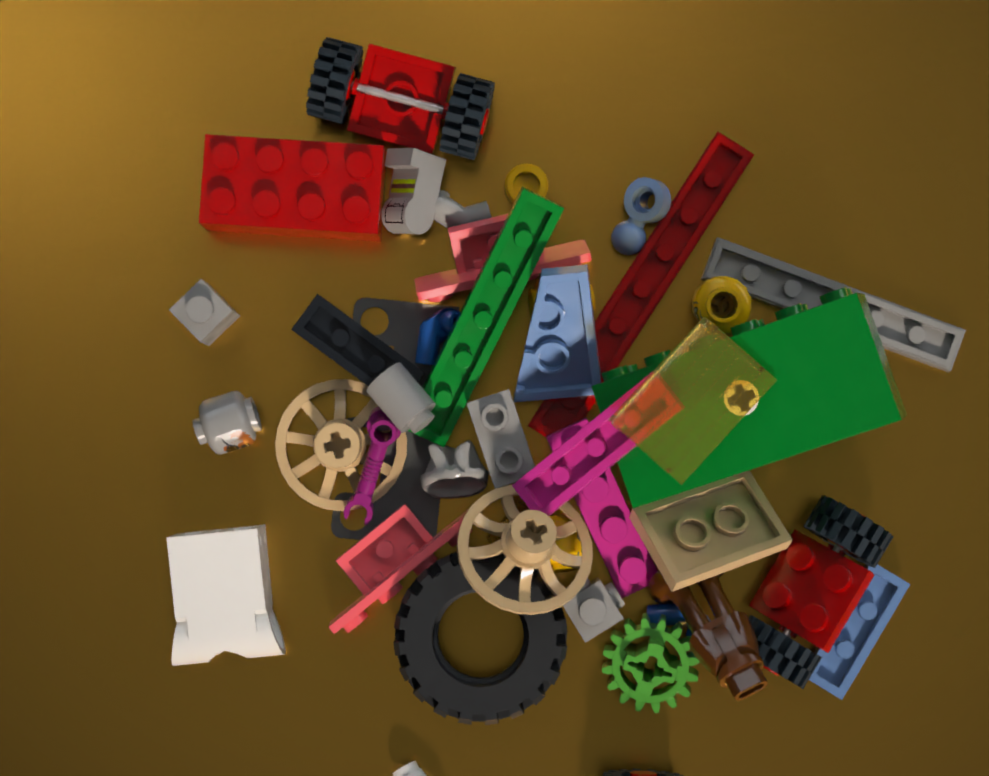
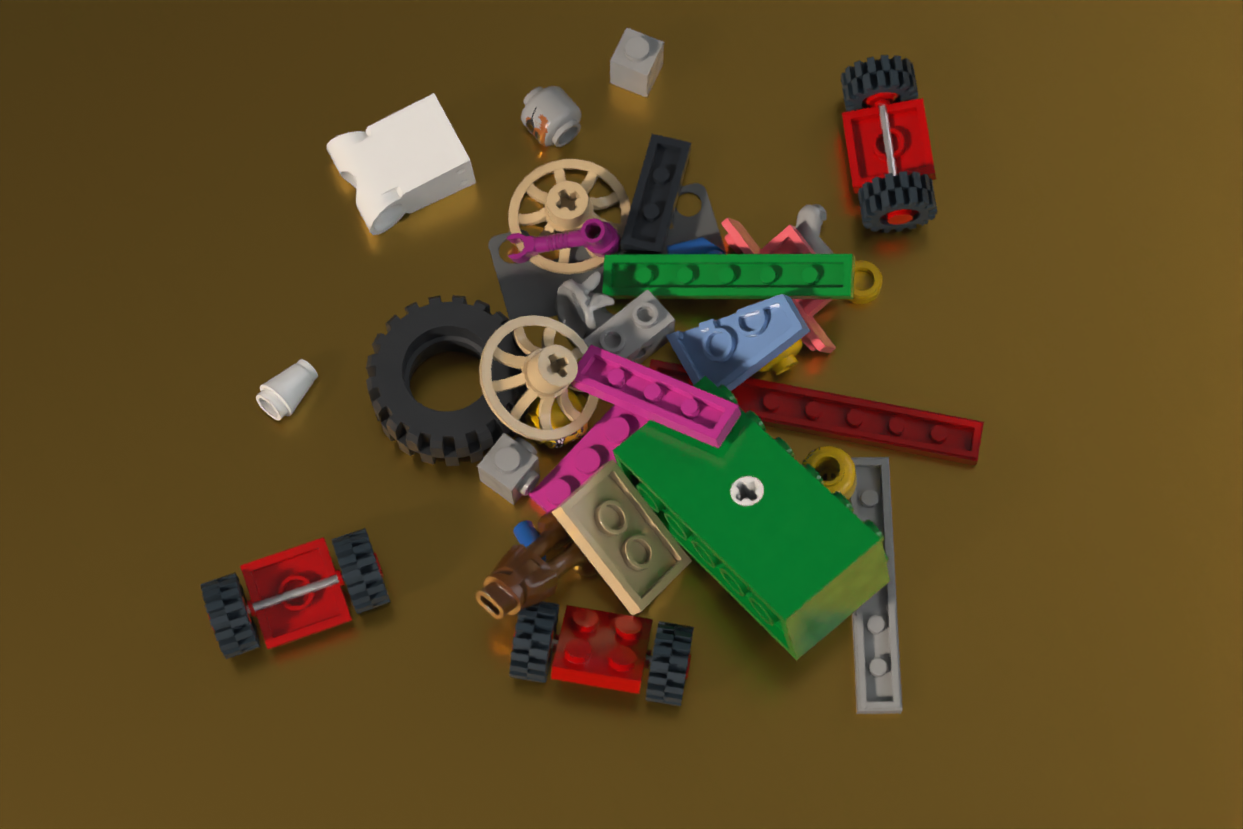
camera: 65 degrees right, 15 degrees down
(292, 187) = (773, 92): red brick -> none
(386, 557) = (482, 278): coral bracket -> none
(402, 399) = (629, 234): light grey brick -> none
(412, 190) = (815, 186): light grey leg -> none
(629, 235) = (890, 383): medium blue plate -> none
(635, 656) = (466, 527): bright green gear -> none
(692, 400) = (727, 445): clear yellow piece -> none
(865, 625) = (582, 712): medium blue plate -> none

